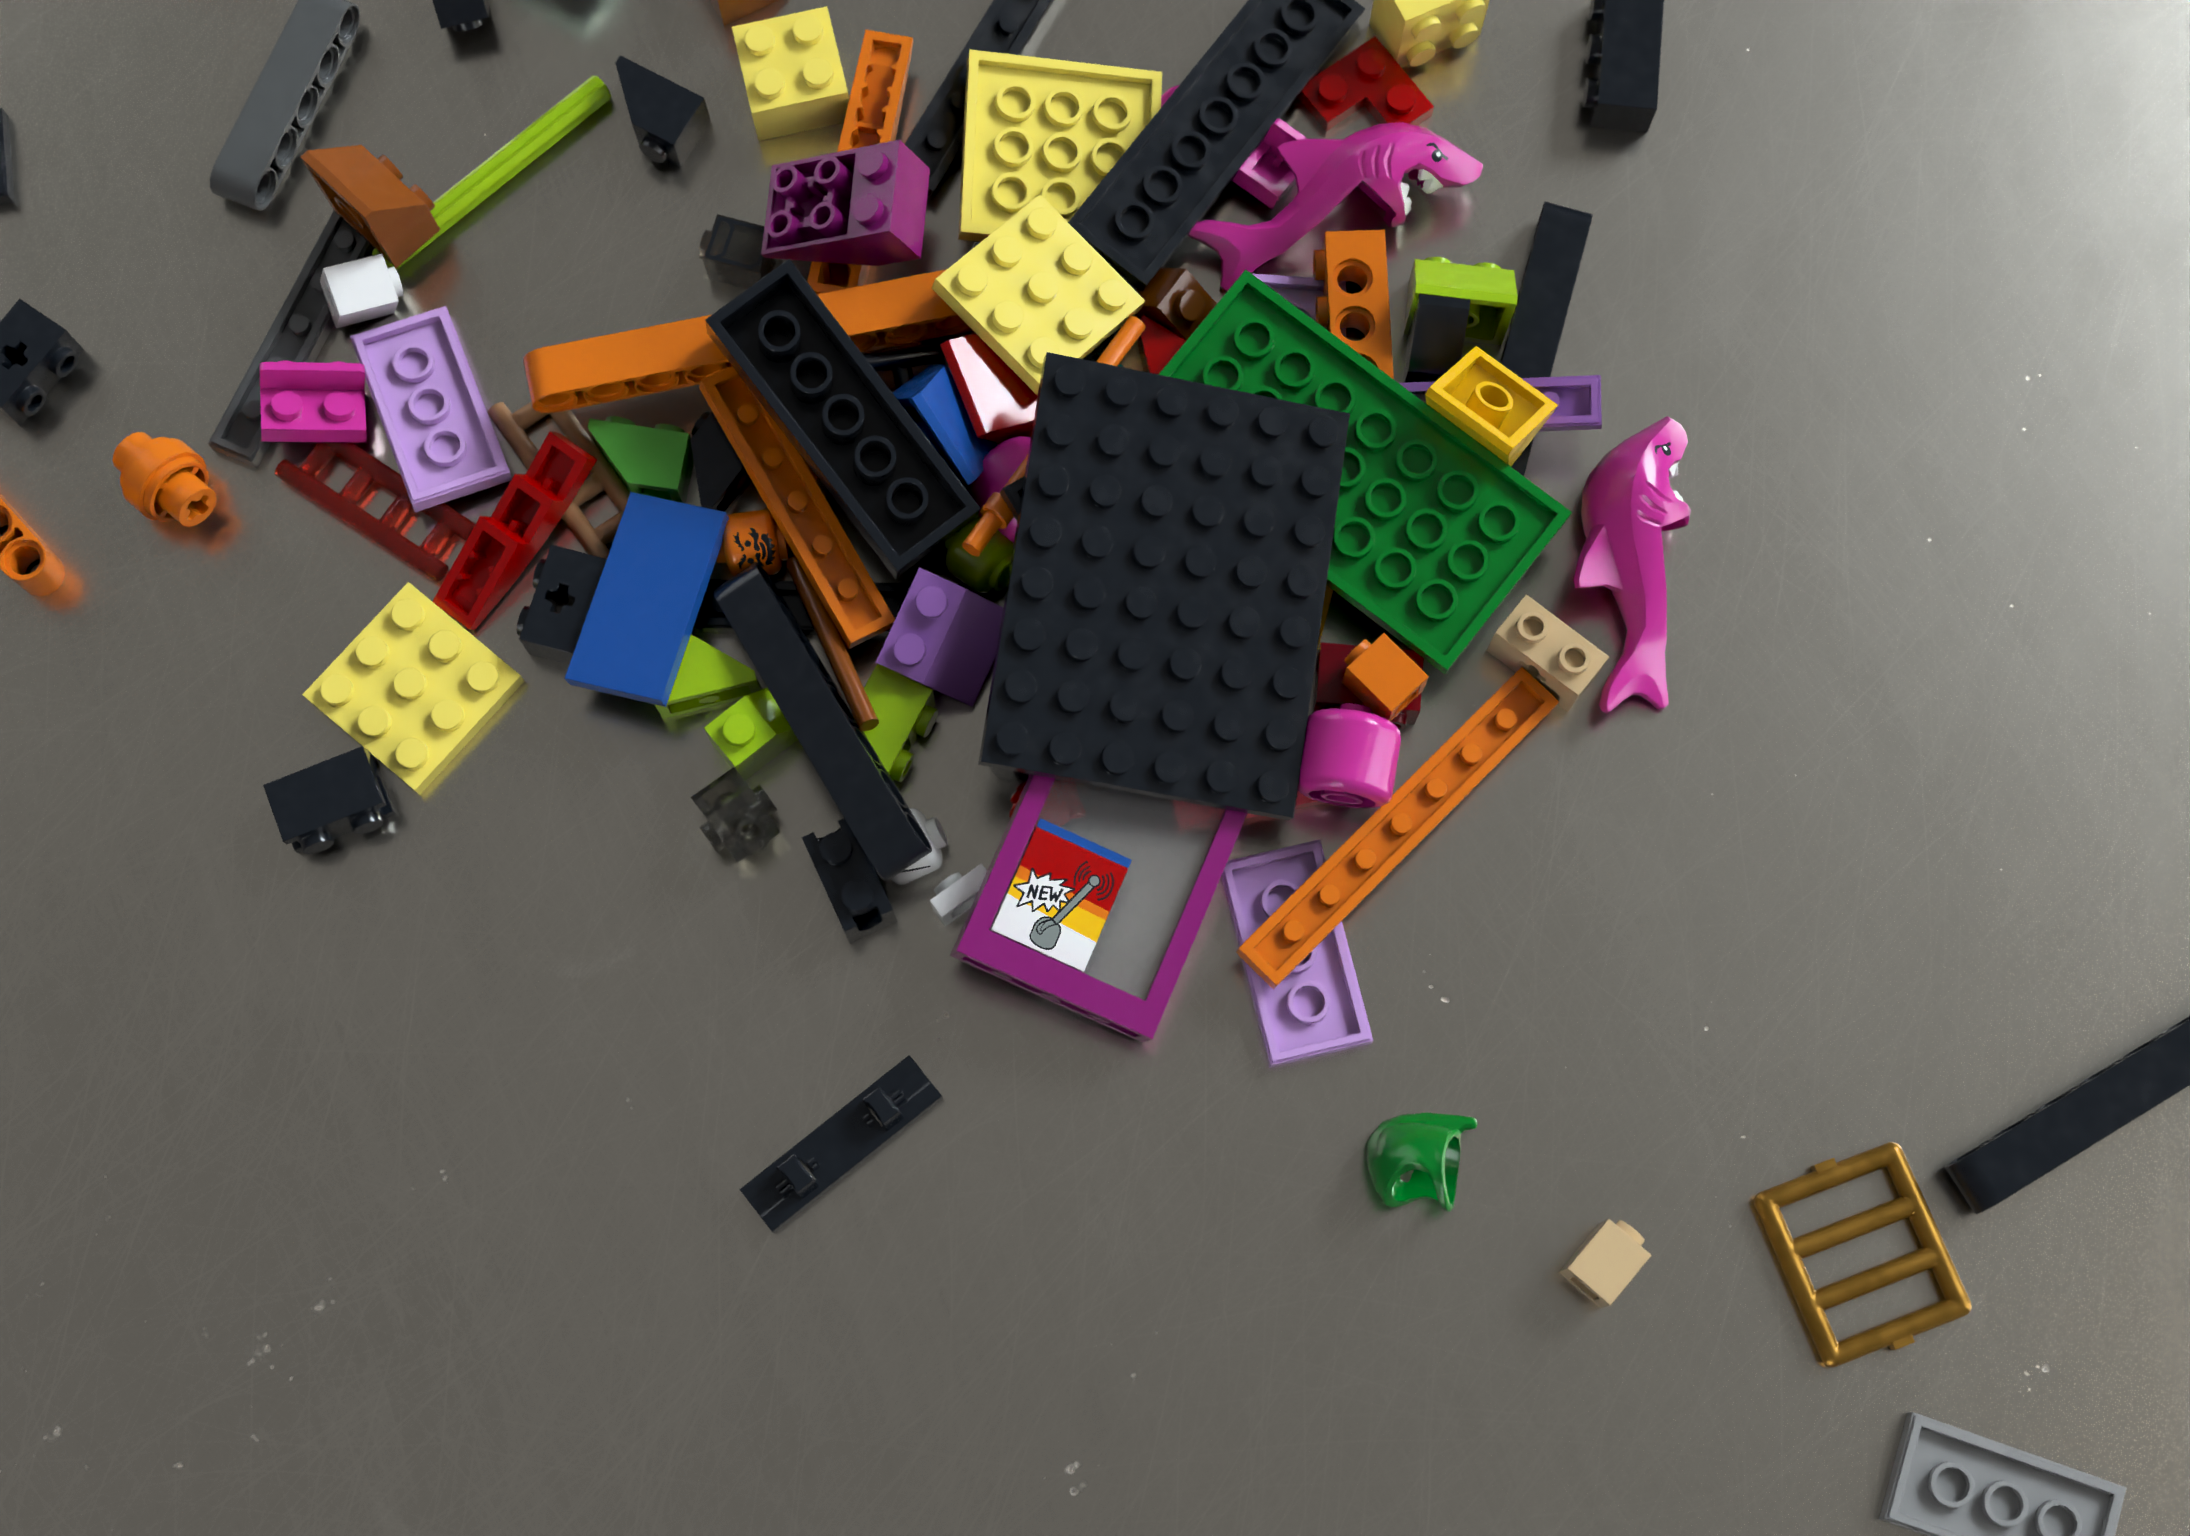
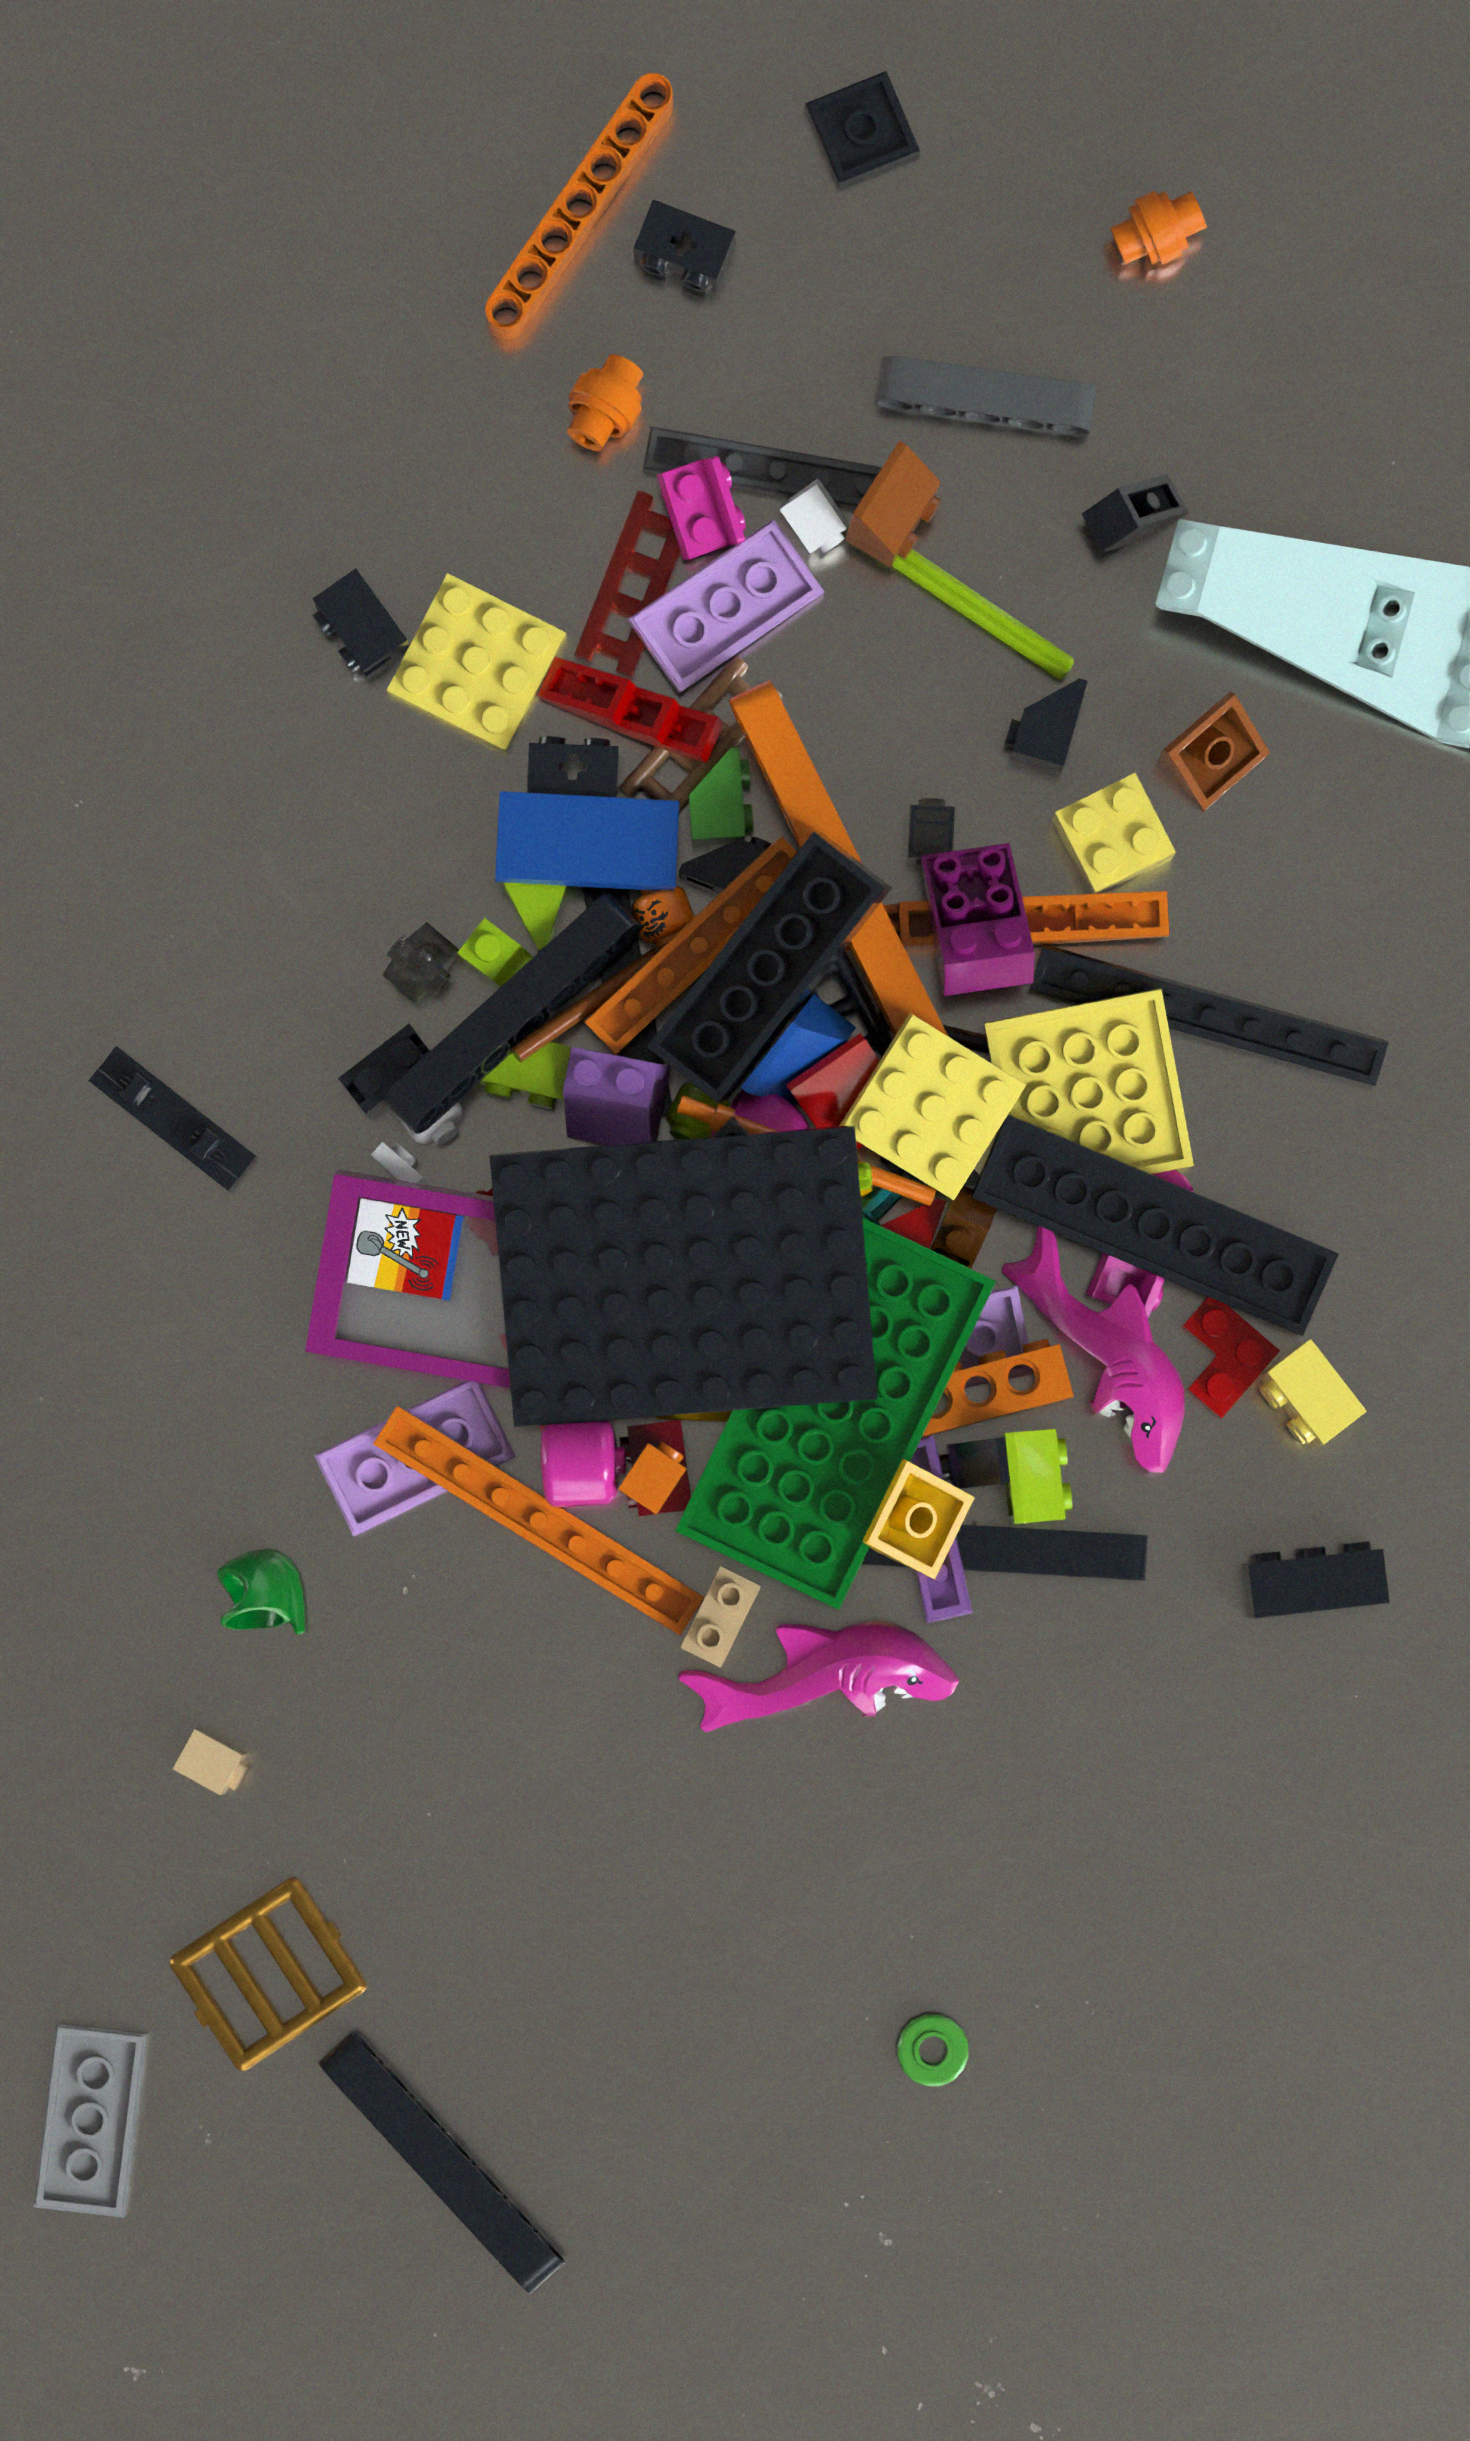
camera: 75 degrees right, 10 degrees up
(2075, 525) = (932, 2073): none -> bright green piece

